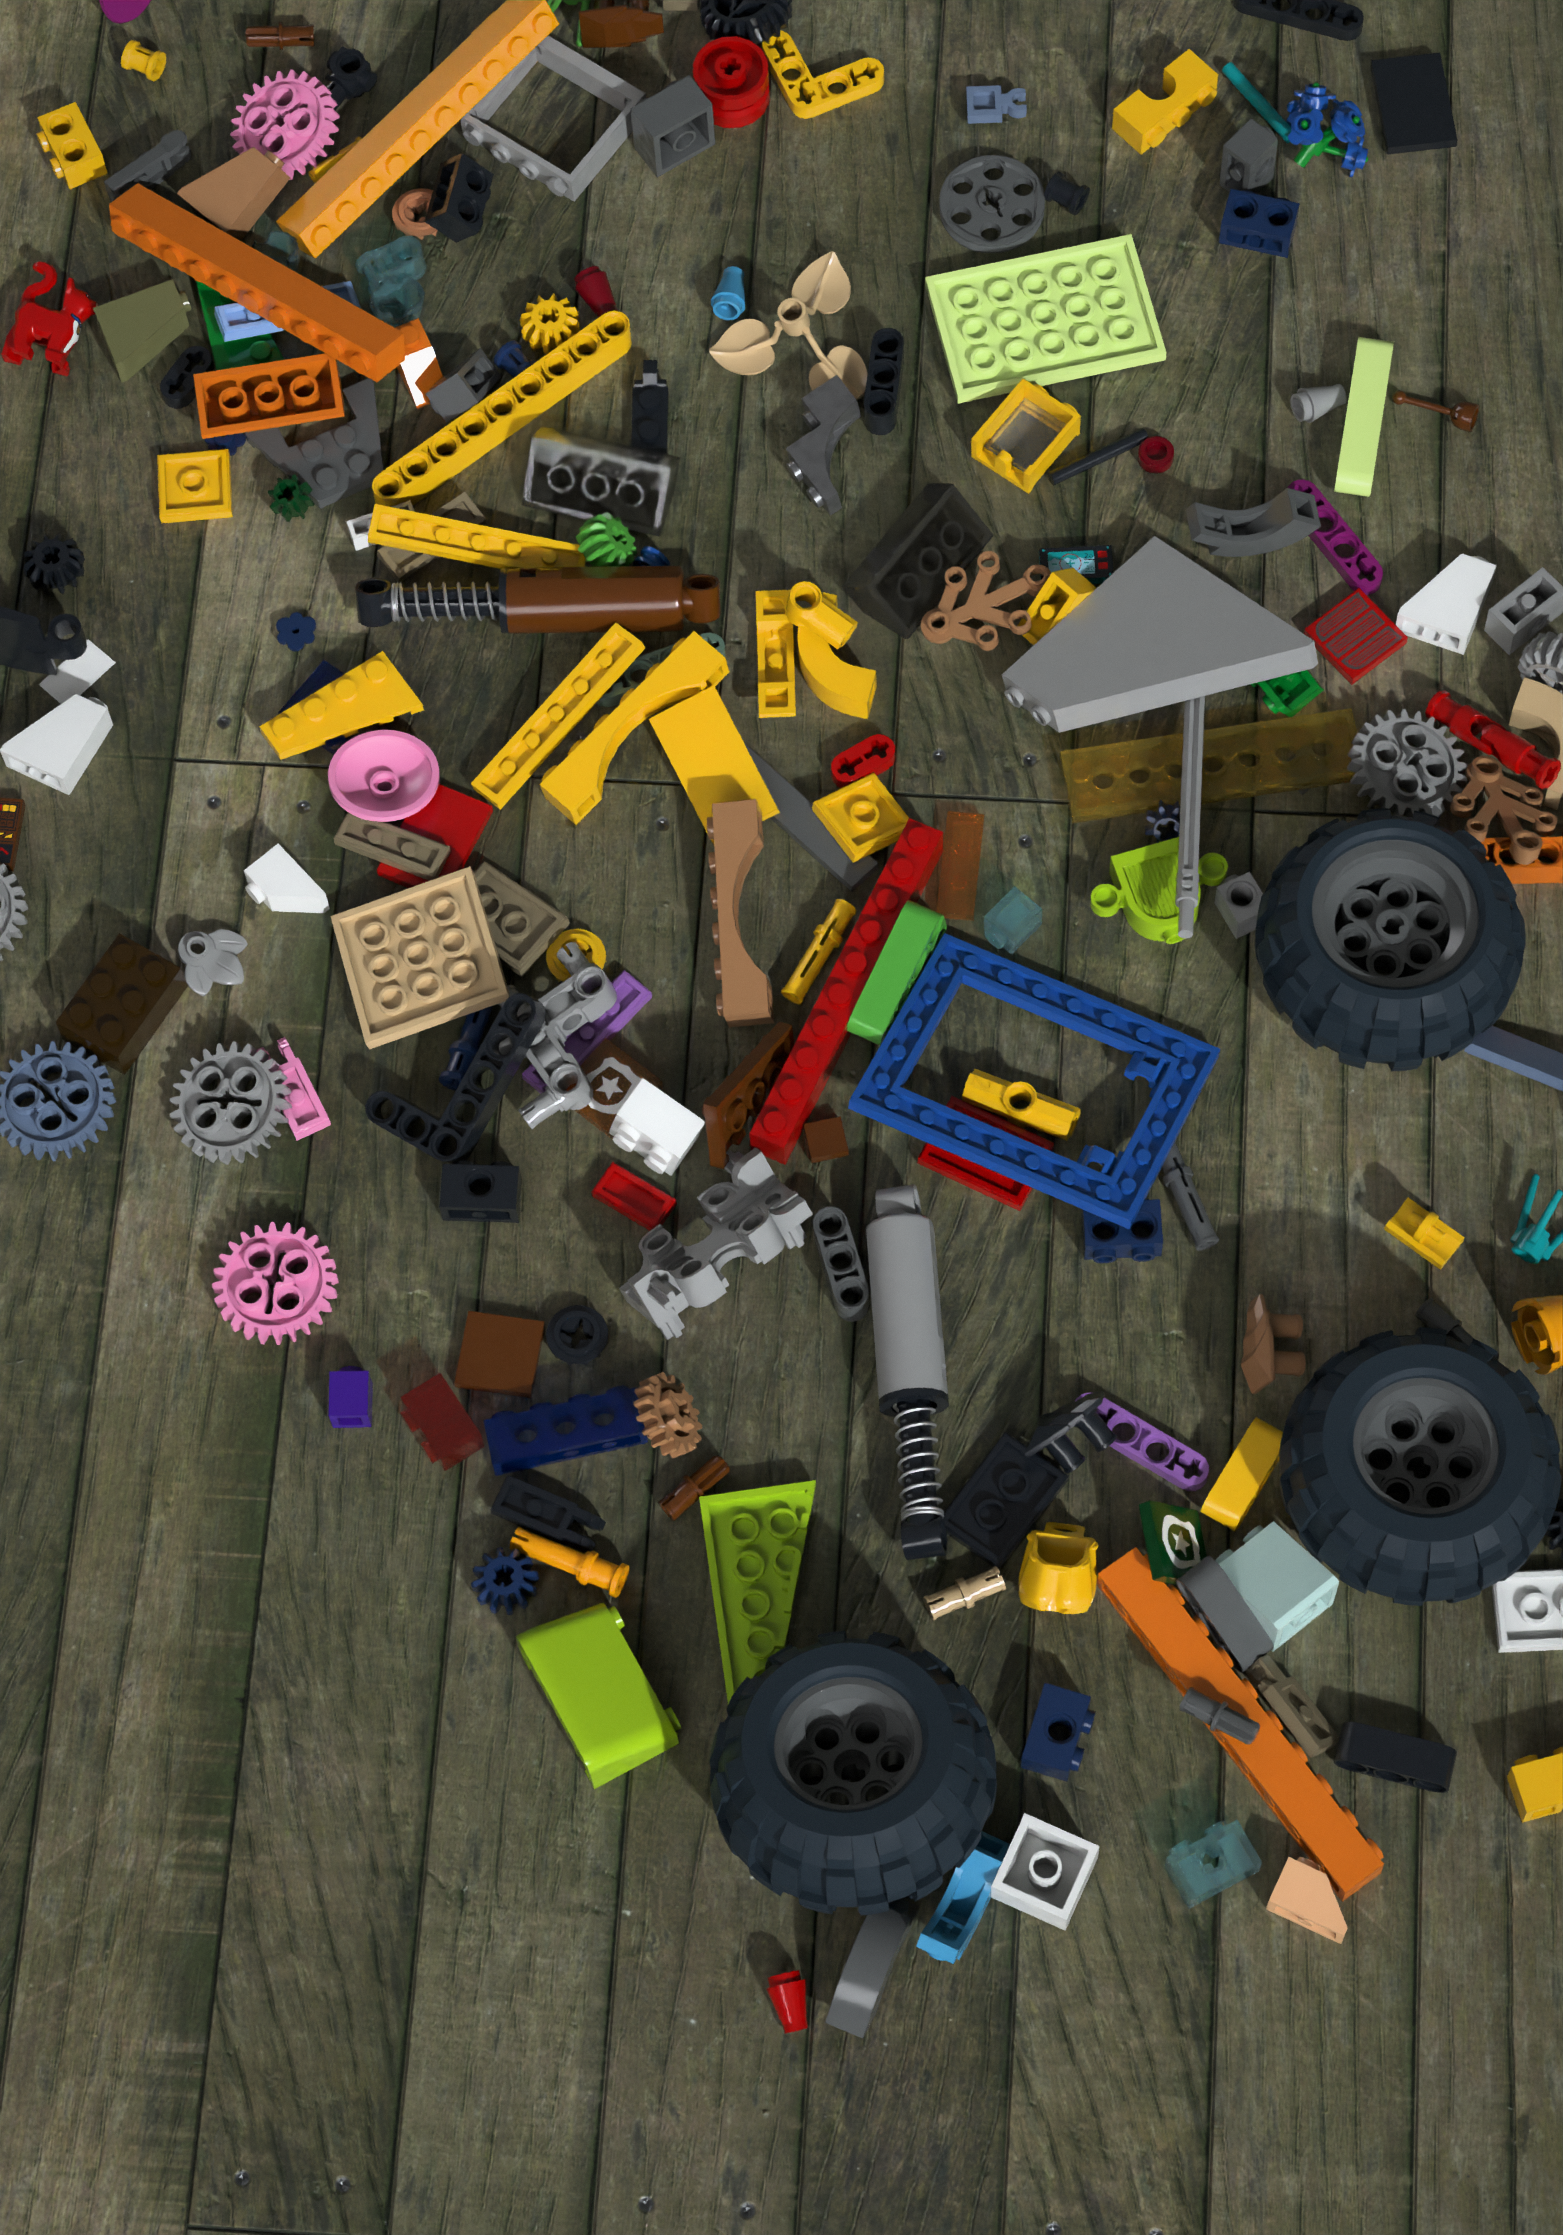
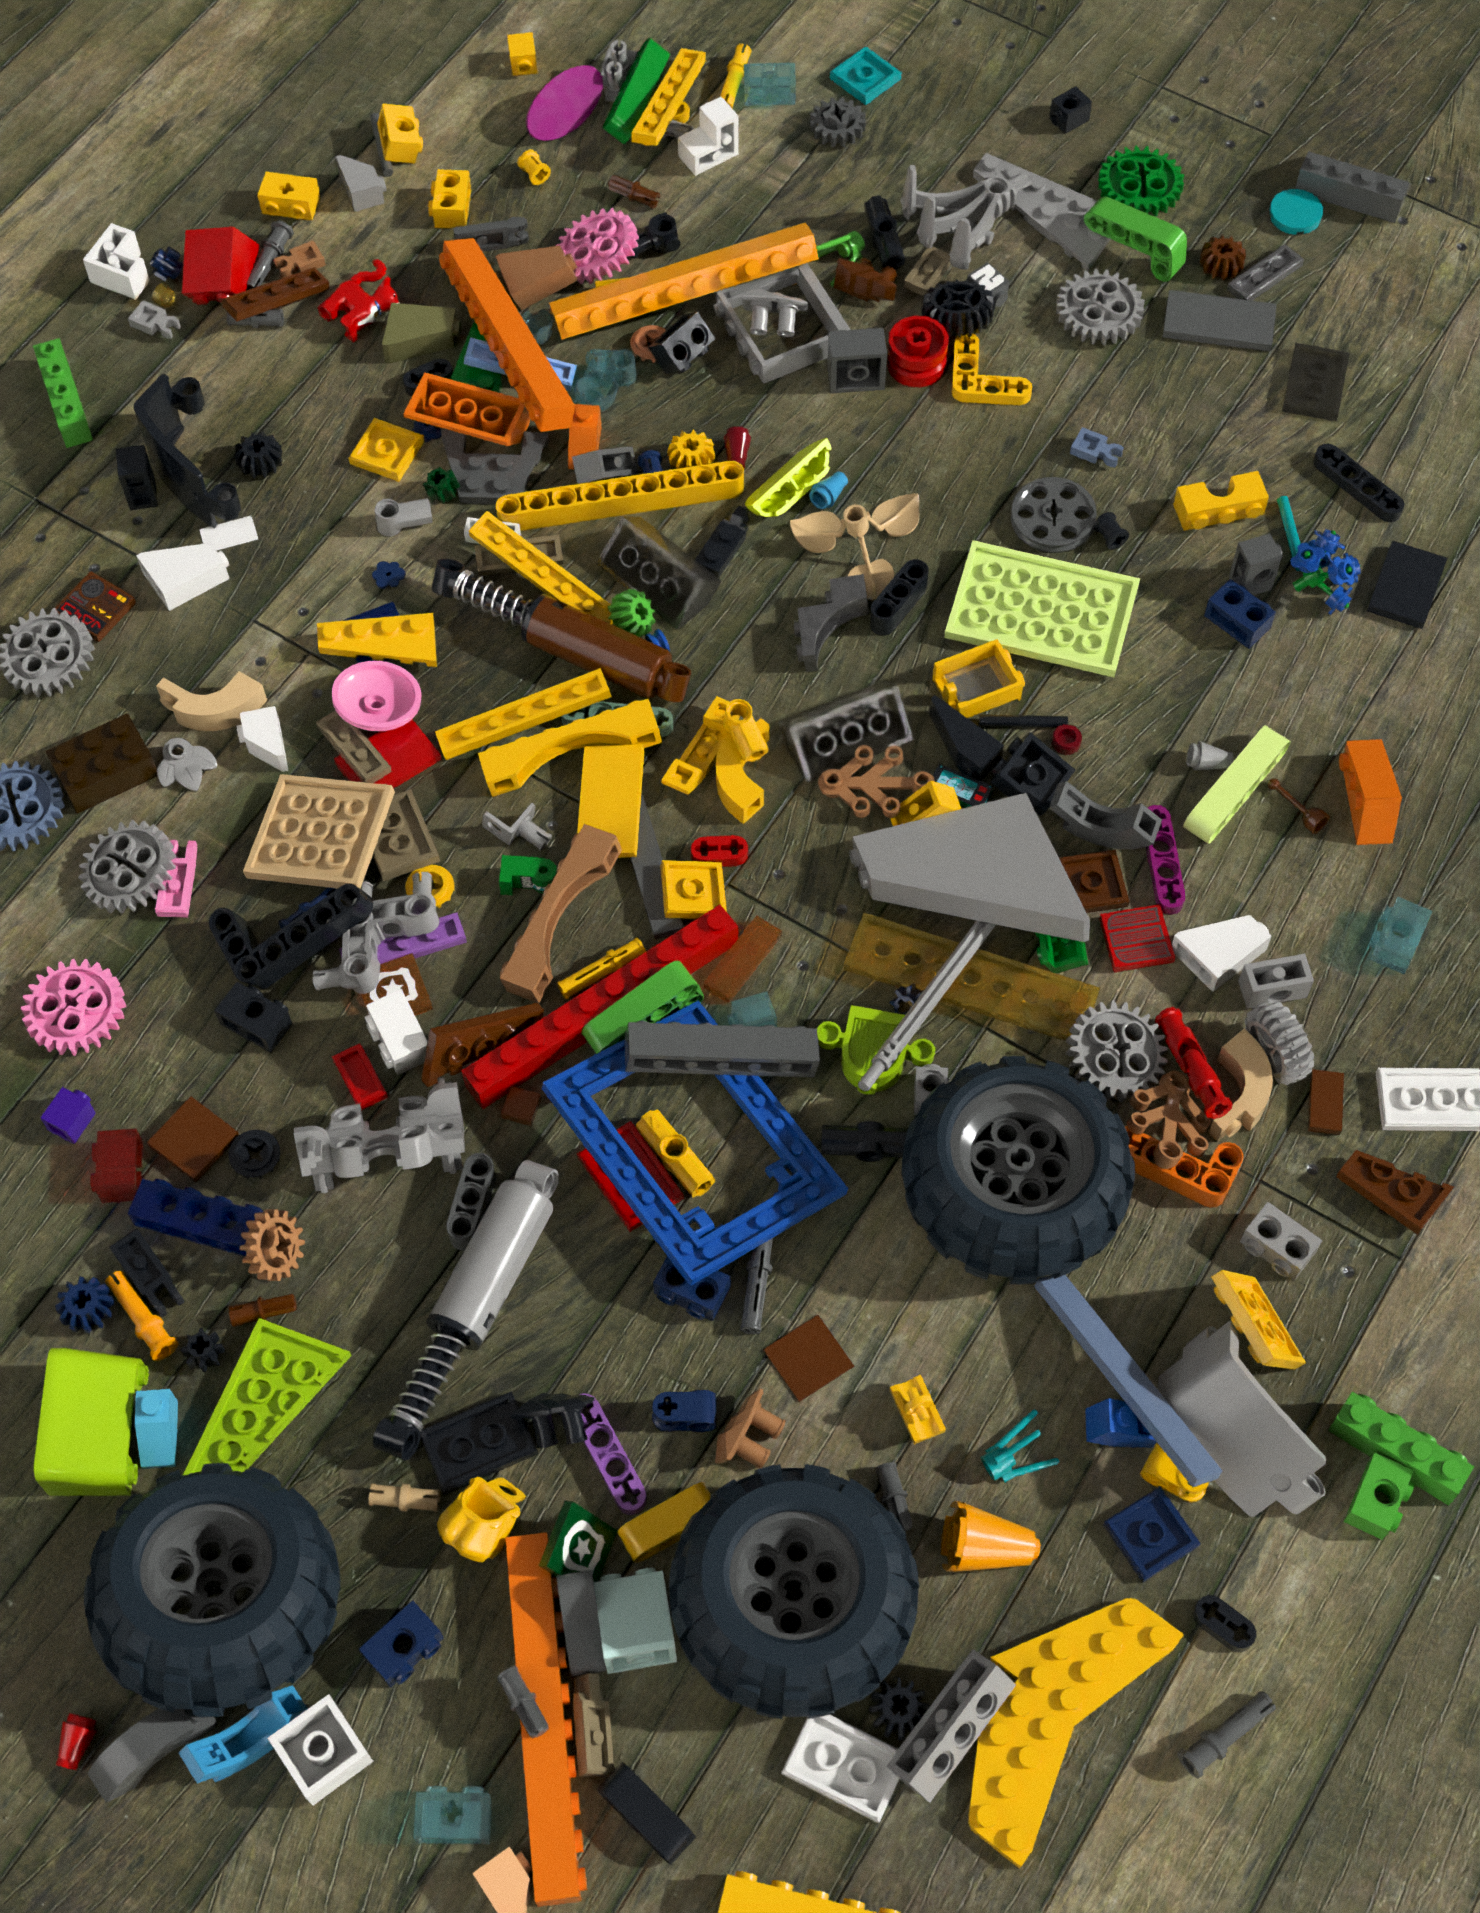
camera: 25 degrees right, 5 degrees down
(205, 883) = (214, 710): none -> tan arch
(271, 553) = (394, 516): none -> light grey piece
(531, 105) = (764, 302): none -> light grey connector
(638, 841) = (522, 827): none -> light grey bracket
(657, 1569) = (195, 1346): none -> black gear
(666, 1661) = (156, 1428): none -> medium azure slope
(673, 889) = (525, 873): none -> green leg
(681, 303) = (791, 481): none -> neon yellow brick
(1006, 971) = (721, 1049): none -> dark grey brick
(1056, 511) = (968, 745): none -> black slope
(1143, 508) = (1031, 770): none -> black plate
(1200, 1356) = (689, 1411): none -> dark blue piece
(1209, 990) = (866, 1141): none -> black piece
(1280, 1241) = (808, 1358): none -> reddish brown piece
(1281, 590) = (1097, 880): none -> reddish brown tile
(1507, 355) = (1370, 791): none -> orange wedge

